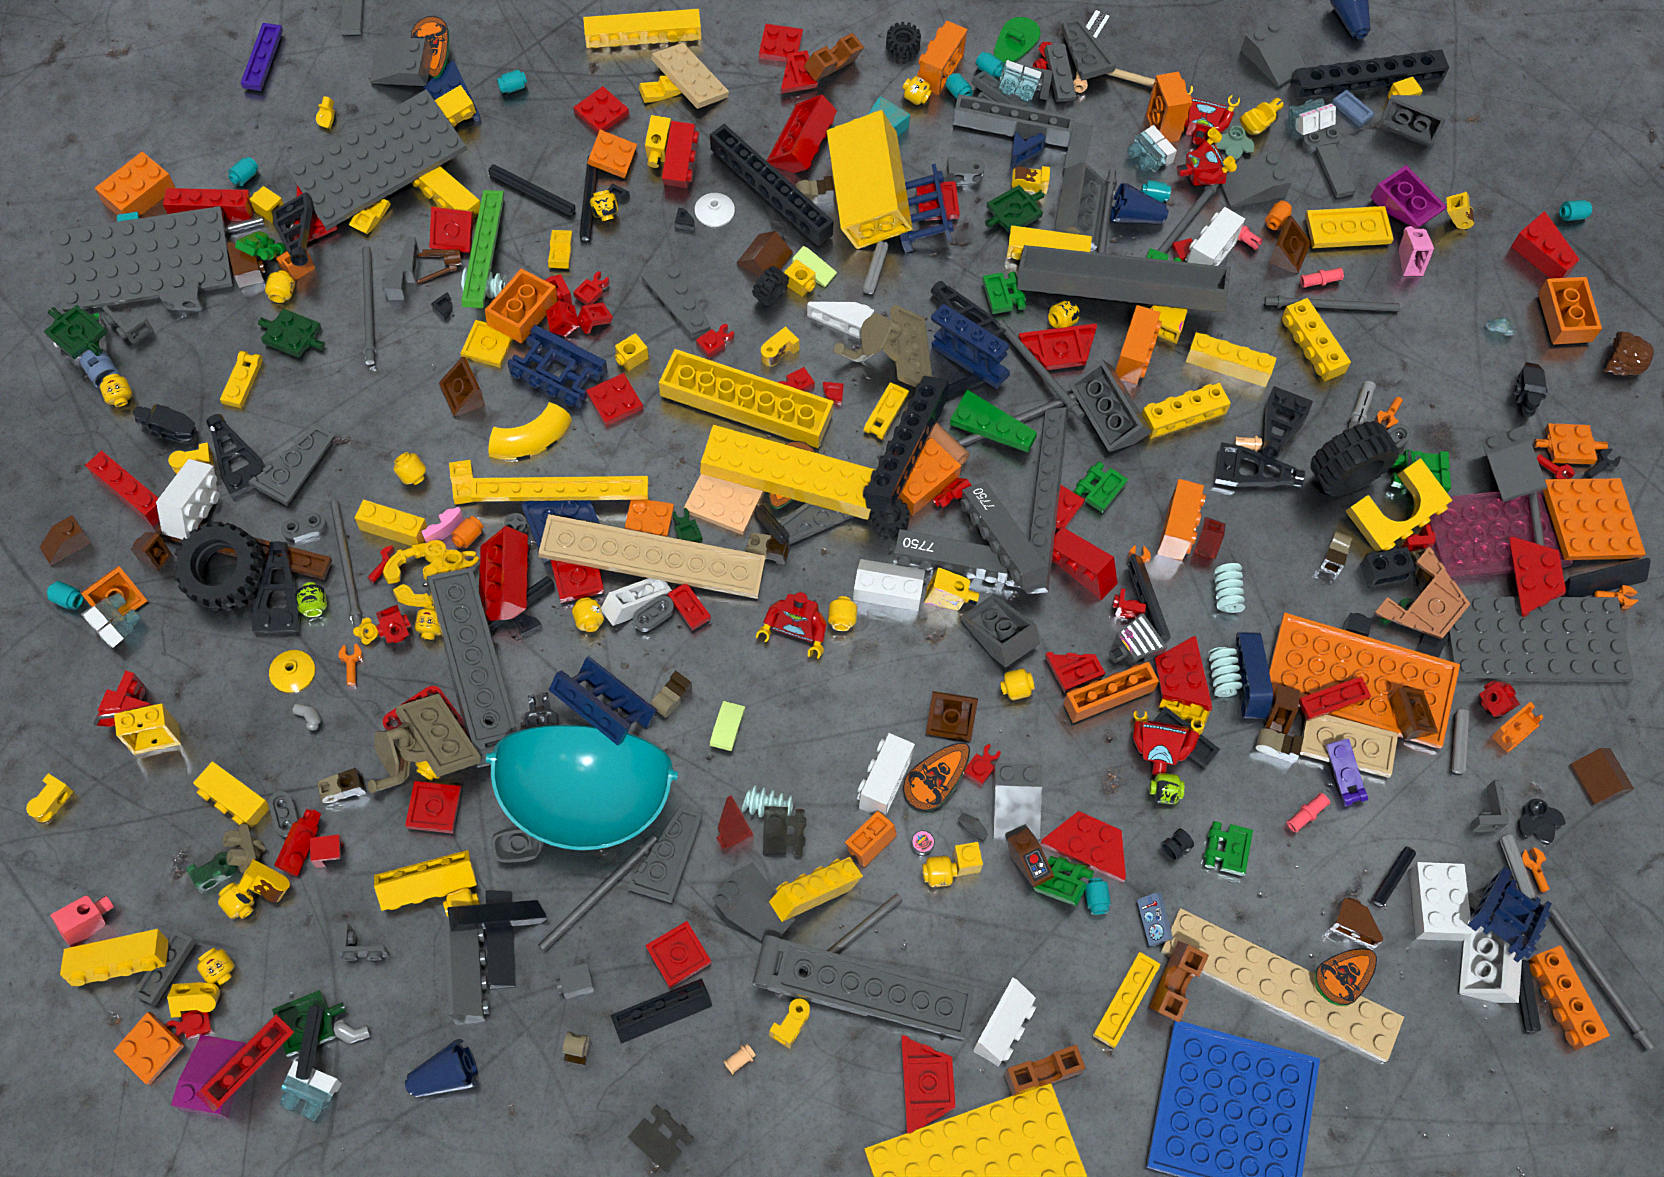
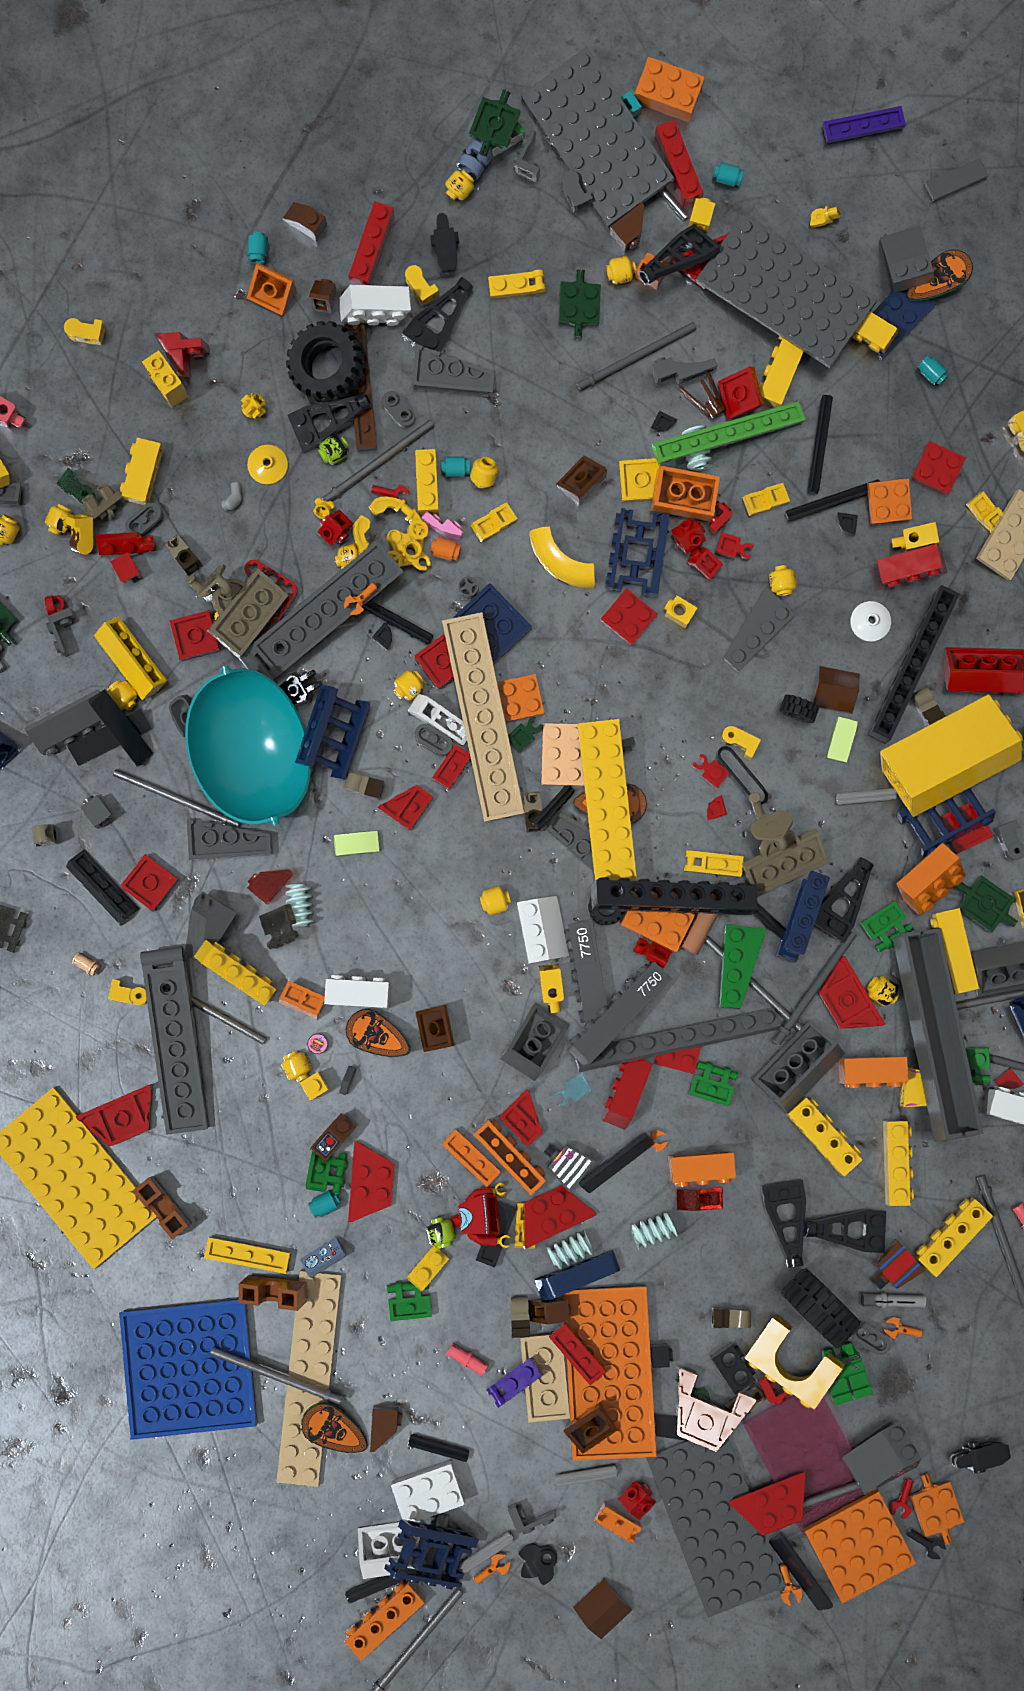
camera: 70 degrees right, 20 degrees up
(106, 610) = (245, 298): hips -> none
(224, 657) = (253, 405): none -> yellow gear
(261, 245) = (651, 227): green plate -> none
(325, 946) = (50, 604): none -> red tile
(350, 661) = (293, 508): orange bar -> none
(370, 216) = (725, 311): yellow slope -> none
(390, 492) = (455, 466): none -> teal brick
(478, 616) = (360, 598): none -> orange bar
(504, 574) = (415, 599): red slope -> none
(559, 488) = (514, 610): yellow plate -> none
(604, 205) = (827, 519): yellow head -> none
(643, 260) = (783, 581): none -> yellow head
(684, 220) = (846, 598): black tile -> none
(710, 663) = (407, 806): none -> red wing
(713, 341) = (724, 678): red plate -> none
(746, 398) = (672, 734): yellow brick -> none
(796, 618) = (473, 864): red torso -> none
(797, 271) = (827, 724): yellow brick -> none
(805, 355) = (746, 768): none -> black piece
(840, 315) = (798, 791): white slope -> none
(977, 236) = (931, 879): none -> orange brick
(980, 767) = (401, 1069): red plate -> none
(1006, 1023) = (188, 1164): white slope -> none
(1016, 799) = (381, 1110): slope -> none
(1017, 684) = (488, 1074): yellow head -> none
(1061, 612) = (575, 1088): none -> clear light blue plate
(1097, 732) = (471, 1157): none -> orange plate
(1127, 609) = (600, 1150): red bracket -> none
(1177, 844) = (399, 1258): black wheel -> none
(1200, 816) = (427, 1268): none -> yellow plate
(1251, 443) = (813, 1205): light nougat pin -> none
(1307, 967) = (325, 1394): none -> flat silver bar
(1329, 394) = (896, 1266): none -> torso

